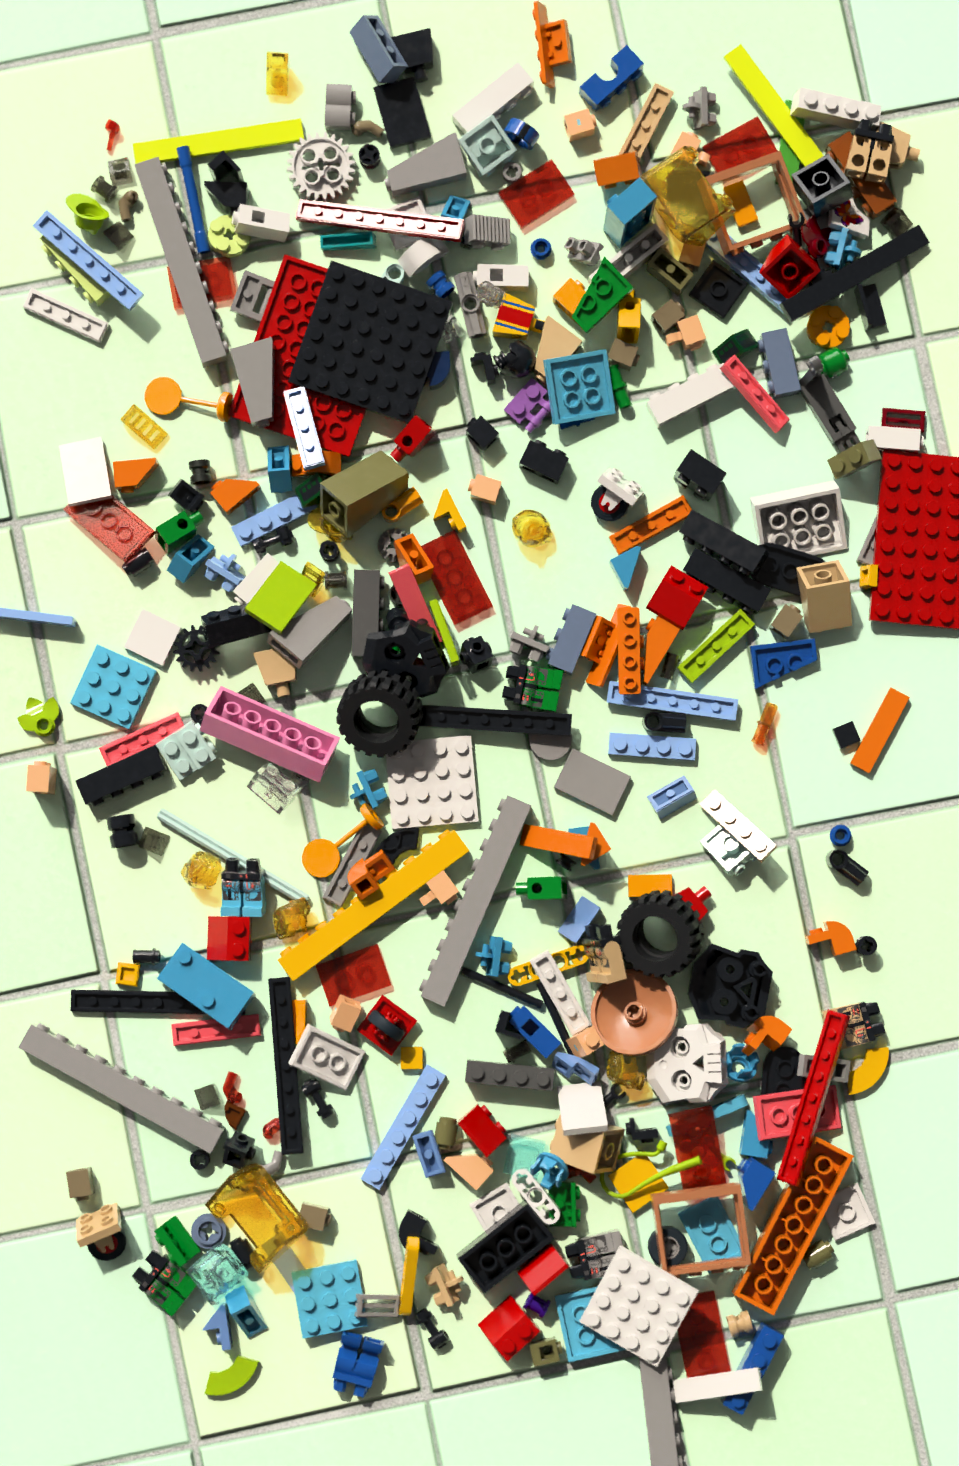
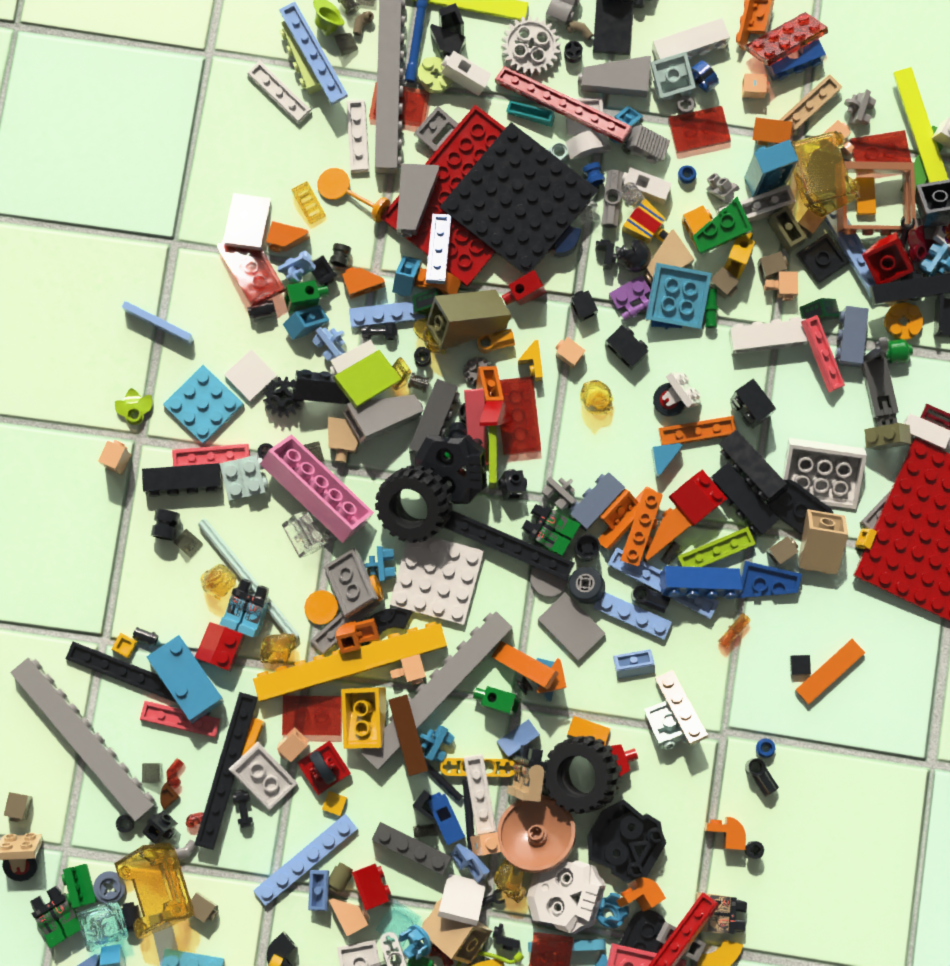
camera: 20 degrees right, 5 degrees down
(157, 504) = (297, 267): none -> light blue hips
(169, 333) = (357, 136): none -> white tile
(343, 820) = (350, 582): none -> light grey tile
(409, 957) = (363, 717): none -> yellow slope
(430, 586) = (495, 414): none -> slope
(463, 959) = (408, 735): none -> reddish brown tile
(578, 693) = (586, 548): none -> black wheel
(595, 60) = (786, 39): none -> clear red plate
(600, 735) = (593, 585): none -> black wheel
(711, 686) = (700, 582): none -> blue brick

